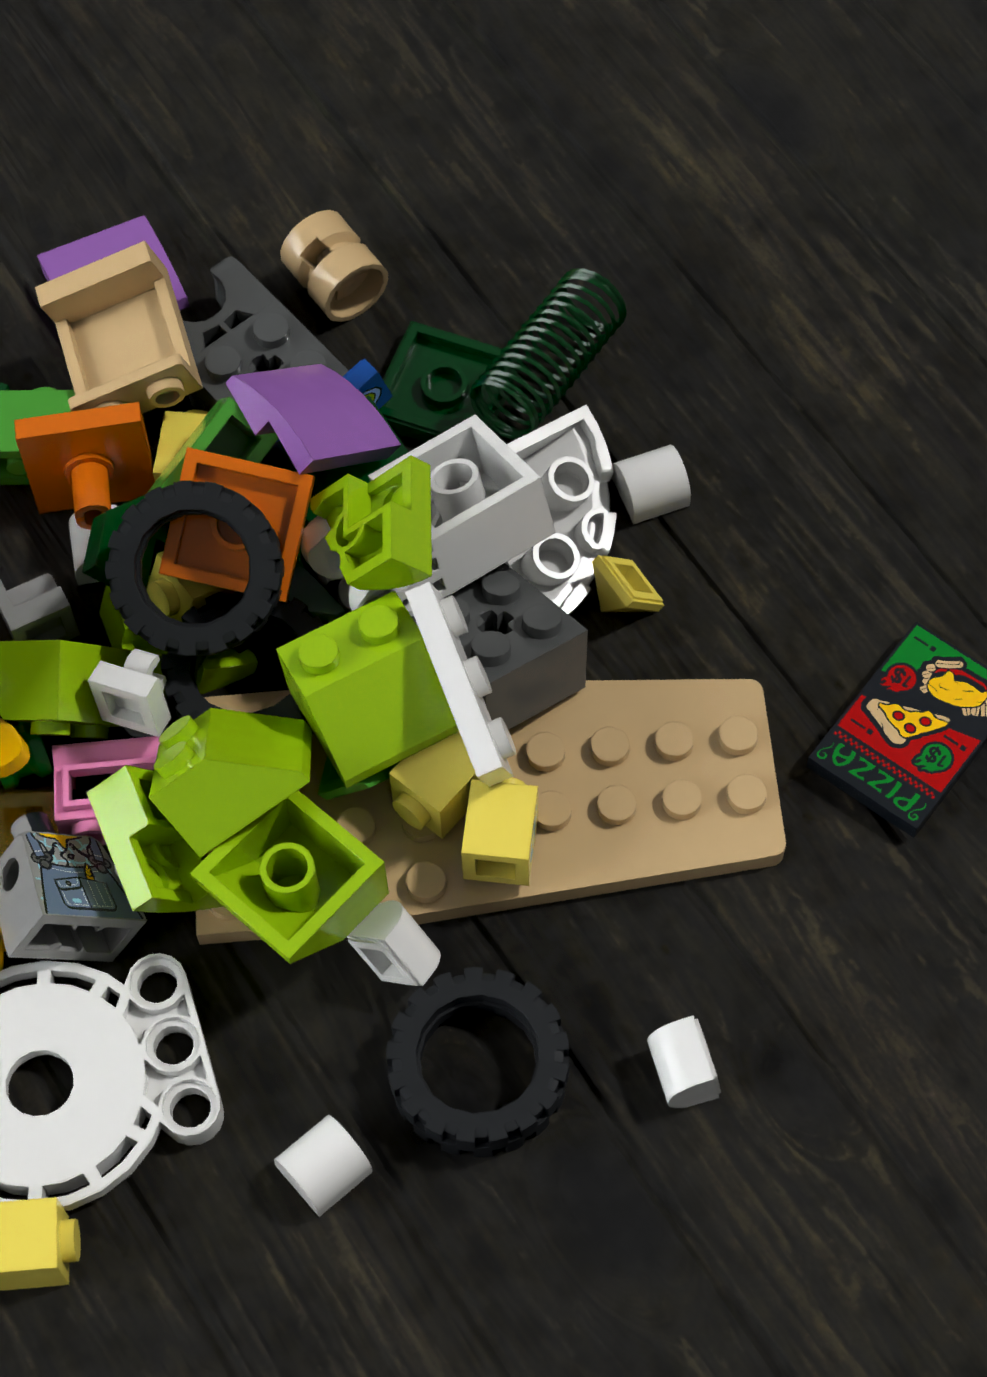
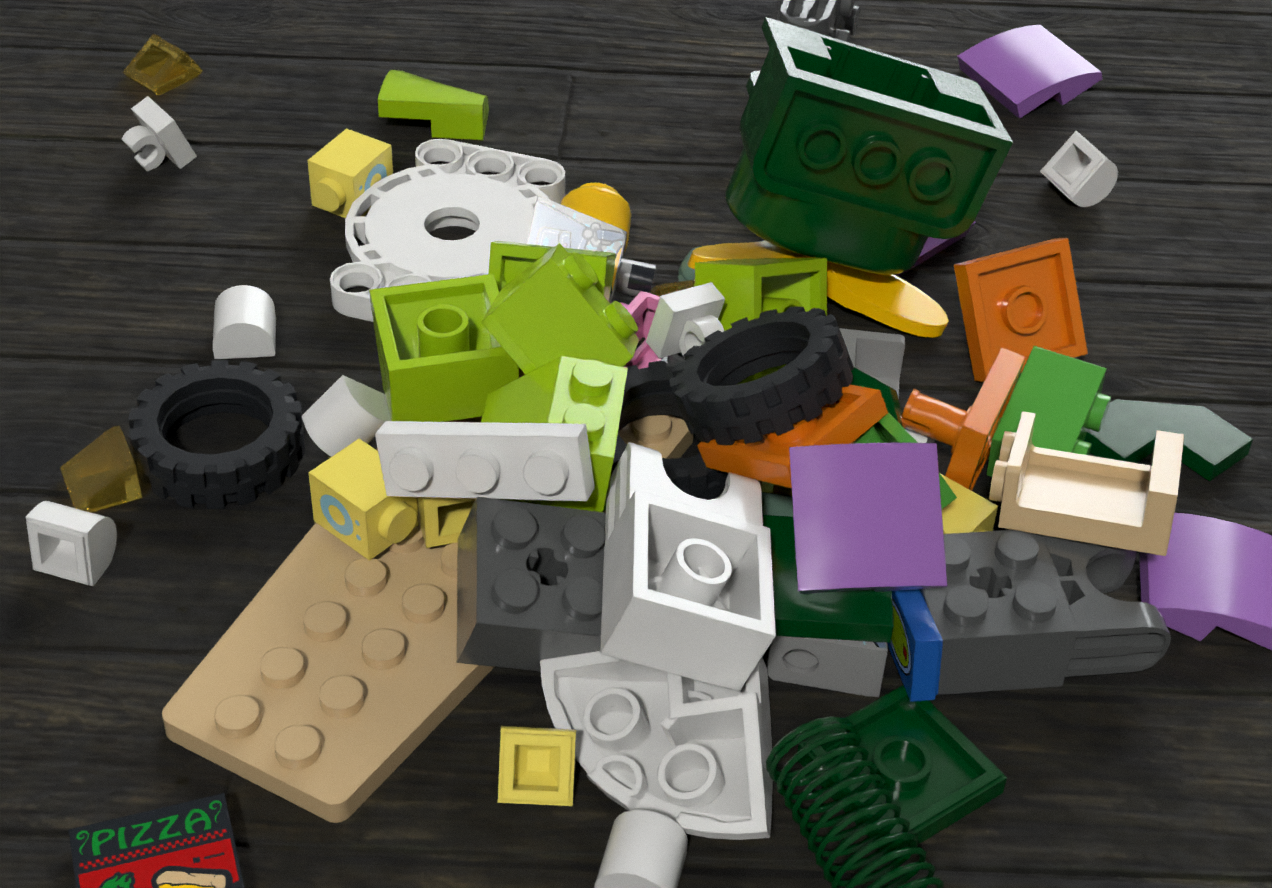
camera: 120 degrees right, 20 degrees down
(334, 265) = (1108, 732): tan wheel -> none
(381, 526) = (681, 469): lime slope -> none
(594, 1120) = (102, 473): none -> clear yellow slope

